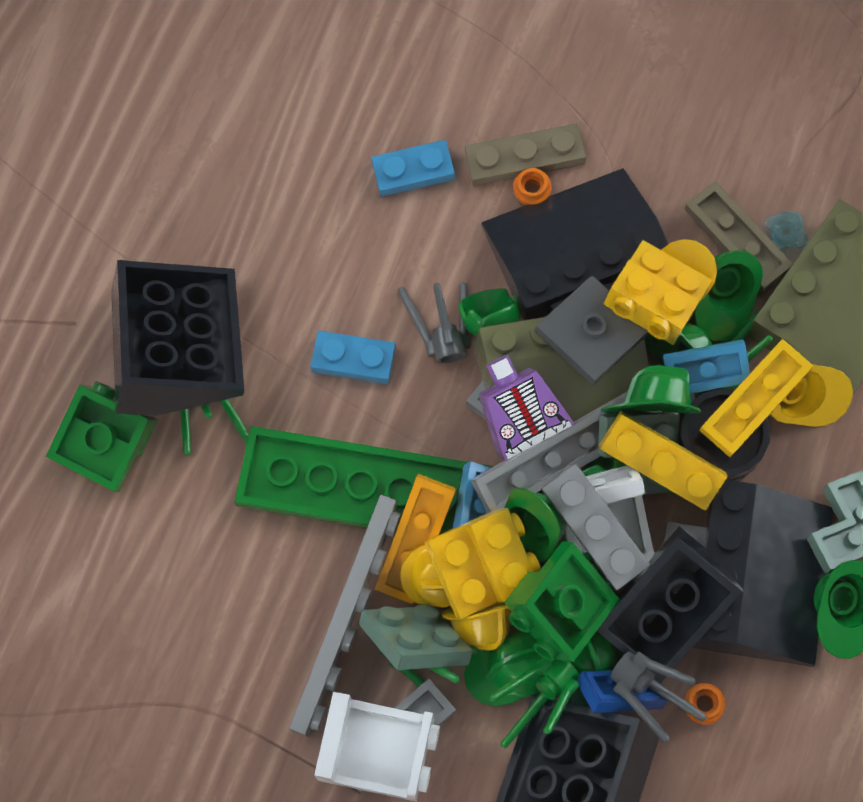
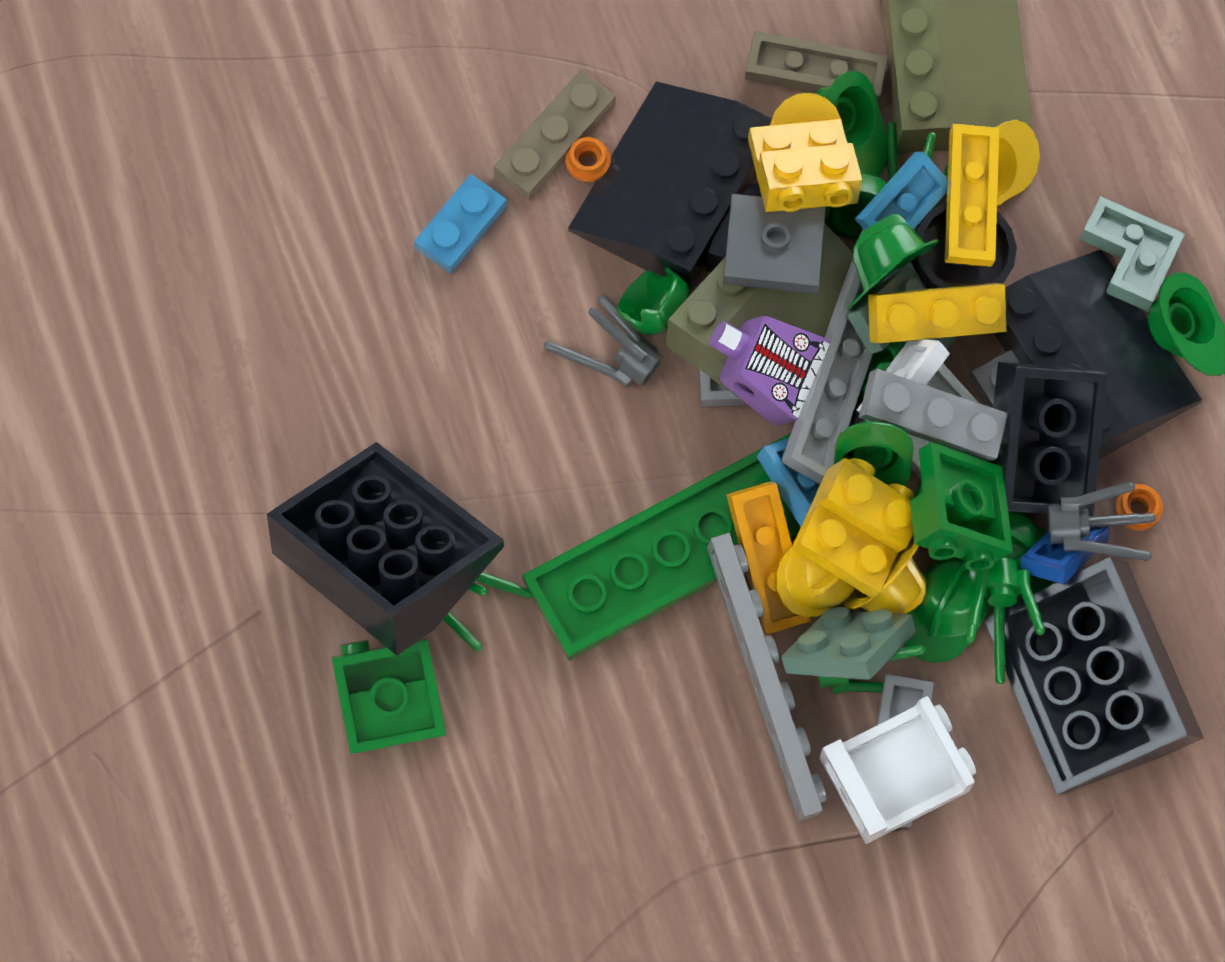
camera: 45 degrees left, 0 degrees up
(353, 357) = (558, 440): dark azure plate -> none
(786, 220) = (852, 19): clear light blue plate -> none

